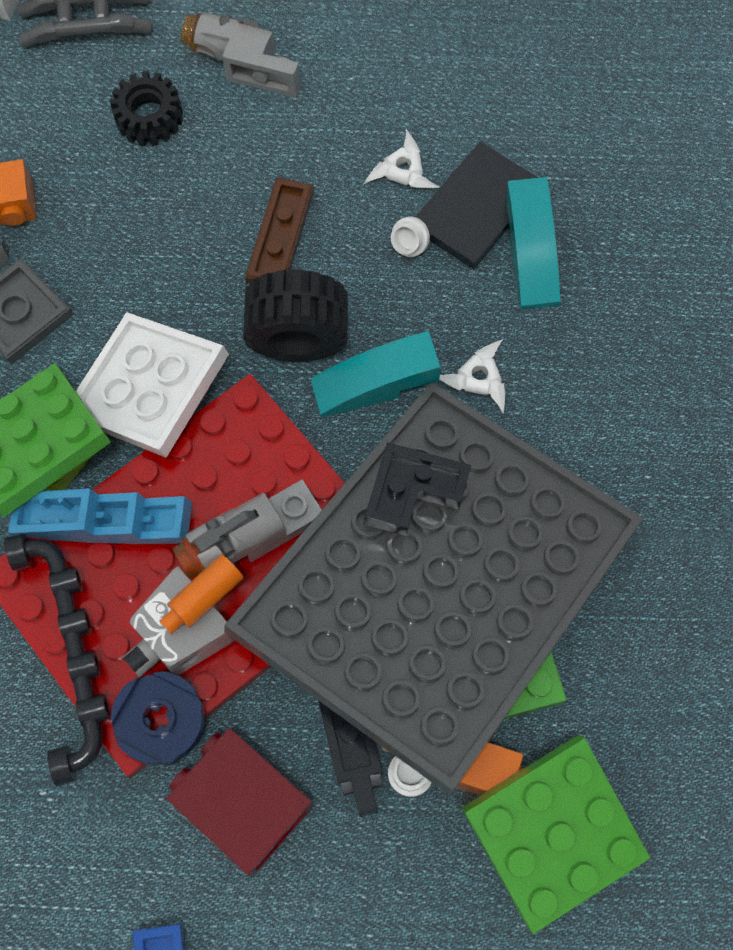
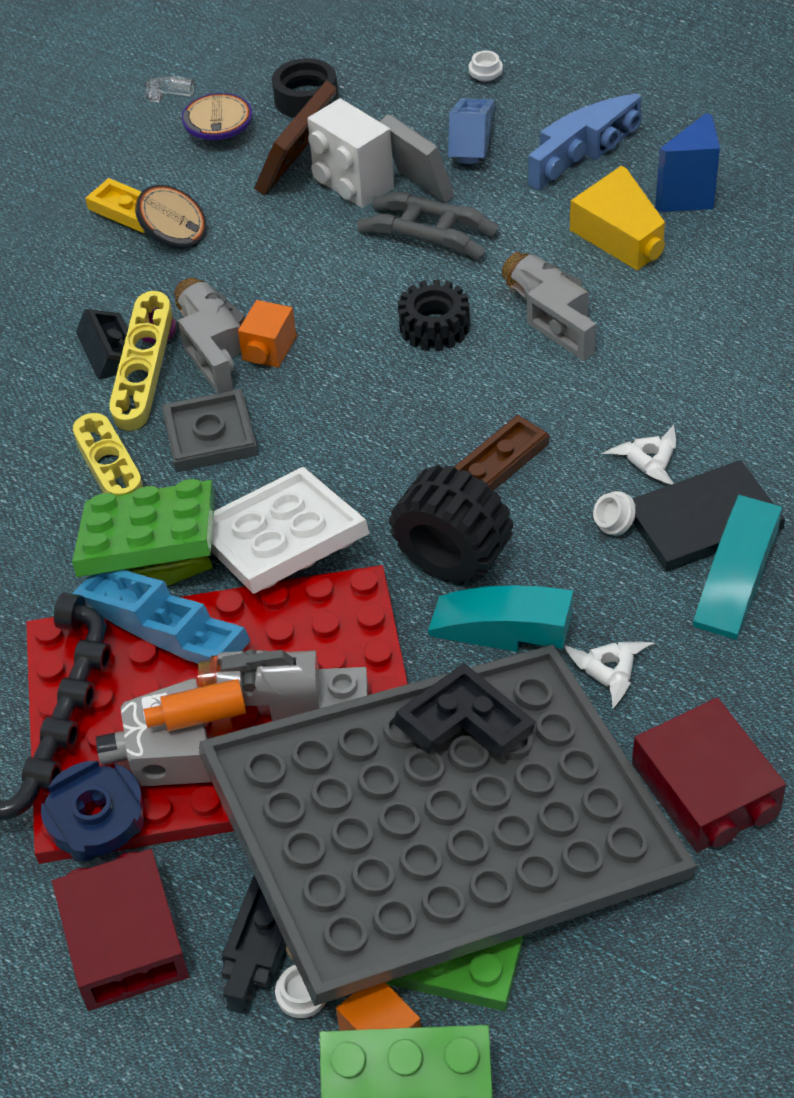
camera: 30 degrees right, 20 degrees down
(609, 437) = (708, 775): none -> dark red brick

